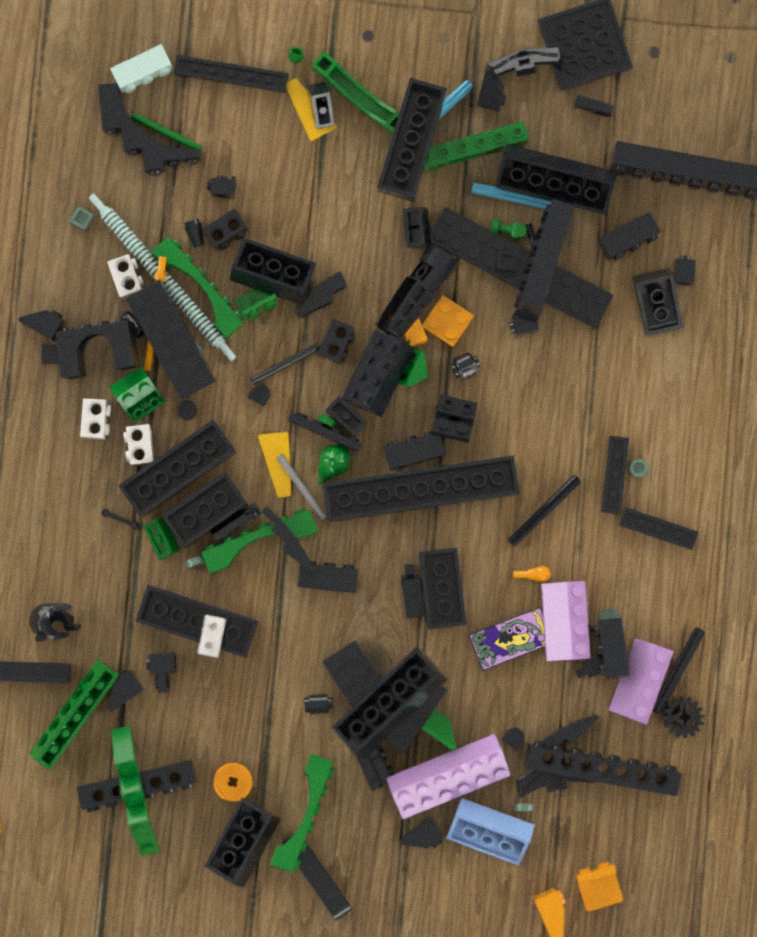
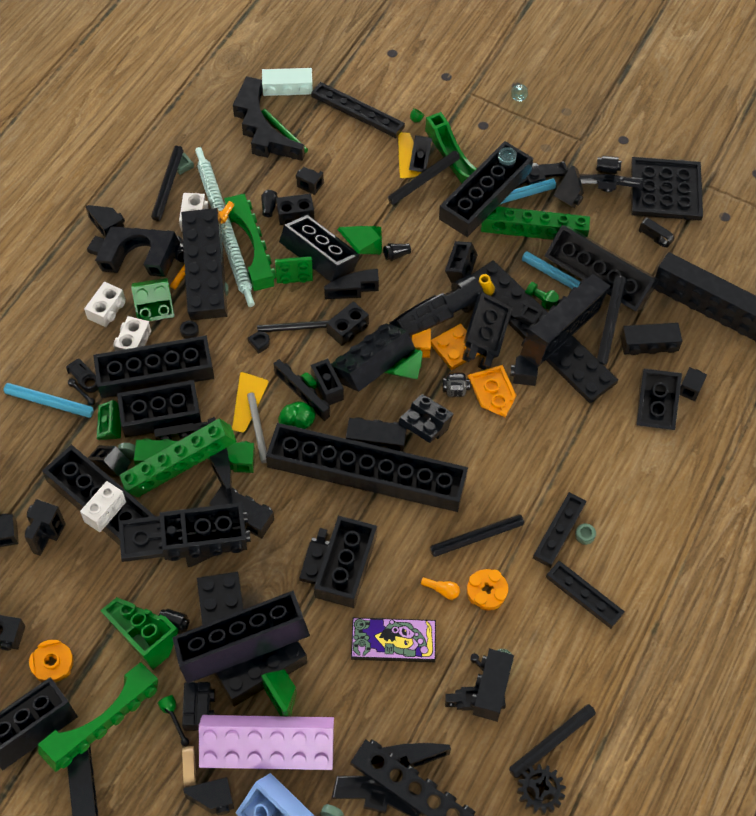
camera: 20 degrees right, 25 degrees down
(81, 251) = (167, 183): none -> black axle
(95, 541) = (48, 400): none -> medium azure axle
(110, 500) = (82, 374): none -> black piece
(184, 579) = (110, 460): none -> black slope
(253, 560) = (178, 458): none -> green brick
(295, 628) = (186, 534): none -> black wedge
(300, 724) = (143, 630): none -> green wedge
(308, 239) = (363, 238): none -> green slope
(337, 136) = (423, 177): none -> black axle
(346, 236) = (395, 251): none -> black cone
(350, 777) = (168, 705): none -> hinge
(392, 820) = (189, 766): none -> tan beam
(420, 98) = (507, 156): none -> clear light blue tile
(447, 75) = (540, 172): none -> black plate
(458, 246) = (486, 284): none -> yellow cone
(472, 297) = (486, 330): none -> black tile
(501, 354) = (493, 390): none -> light orange tile
(514, 737) = (353, 738): black tile -> none
(516, 38) = (608, 164): none -> black brick
(562, 555) = (487, 578): none -> light orange plate
(565, 621) = (455, 641): lavender slope -> none
(586, 236) = (611, 319): none -> black axle
(639, 691) = (511, 736): lavender slope -> none

